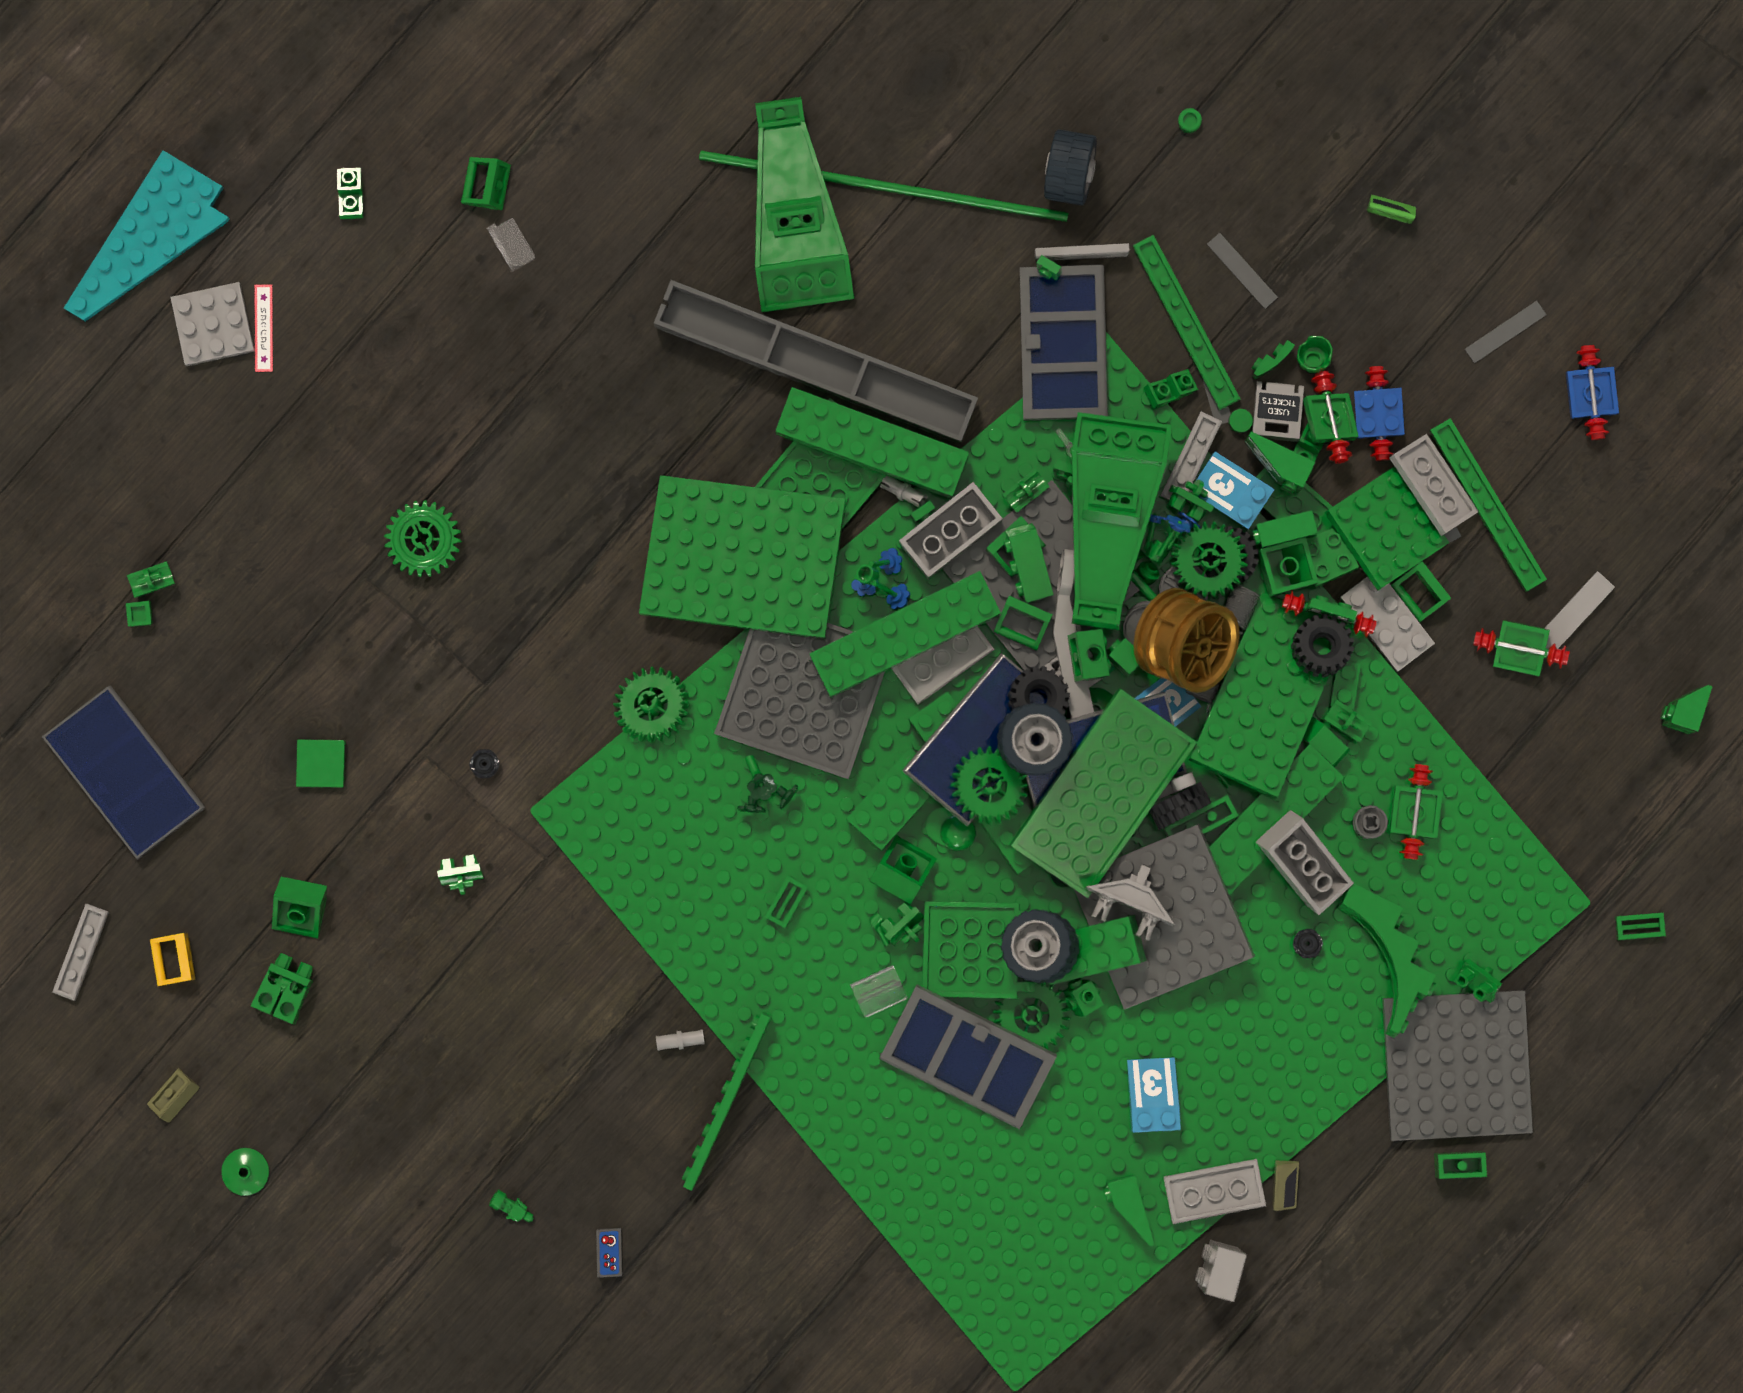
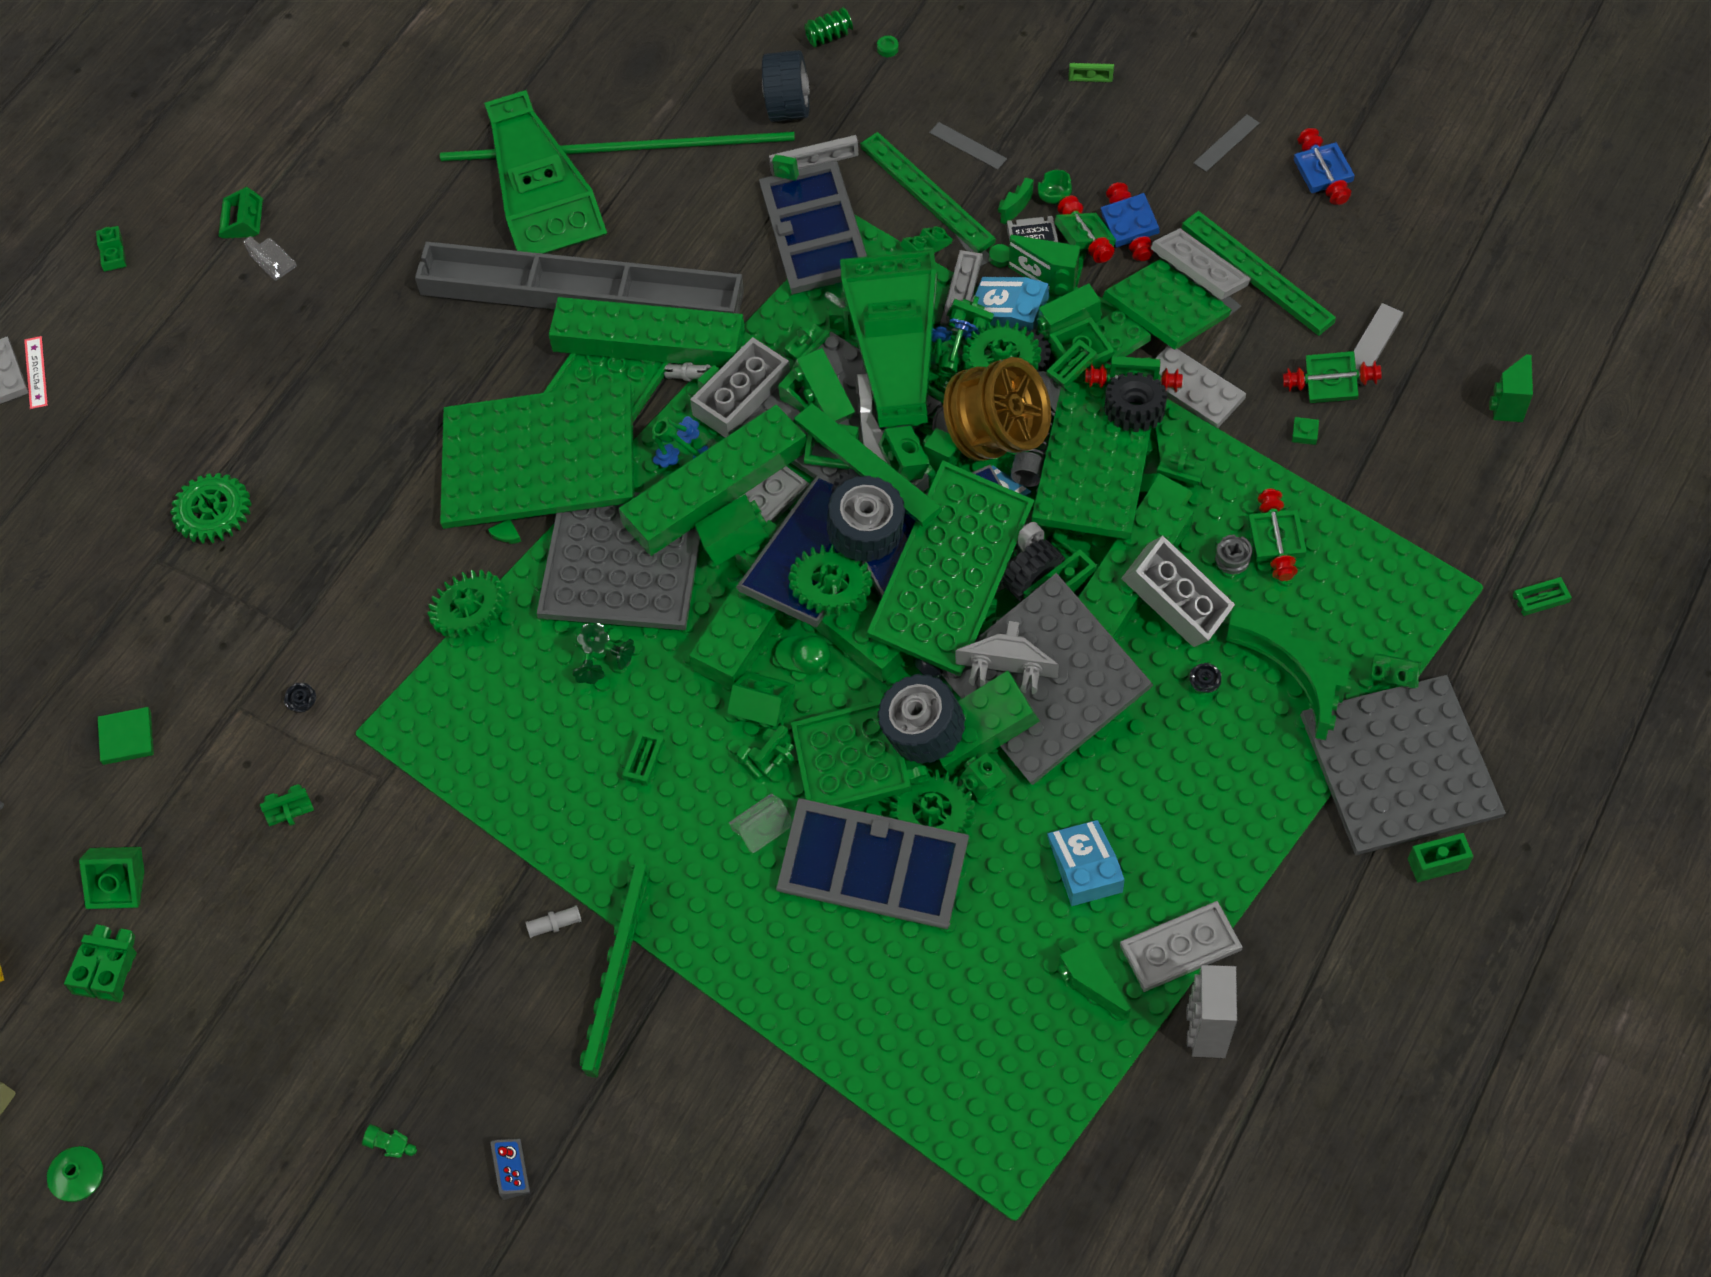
camera: 10 degrees left, 25 degrees down
(697, 630) = (505, 532): none -> green tile
(910, 696) = (732, 529): none -> green brick
(1050, 669) = (865, 462): none -> green tile
(1132, 86) = (827, 26): none -> green piece
(1285, 1185) = (1256, 923): olive slope -> none
(1289, 581) = (1075, 366): none -> green tile
(1430, 583) = (1224, 344): green tile -> none
(1479, 696) = (1305, 430): none -> green plate

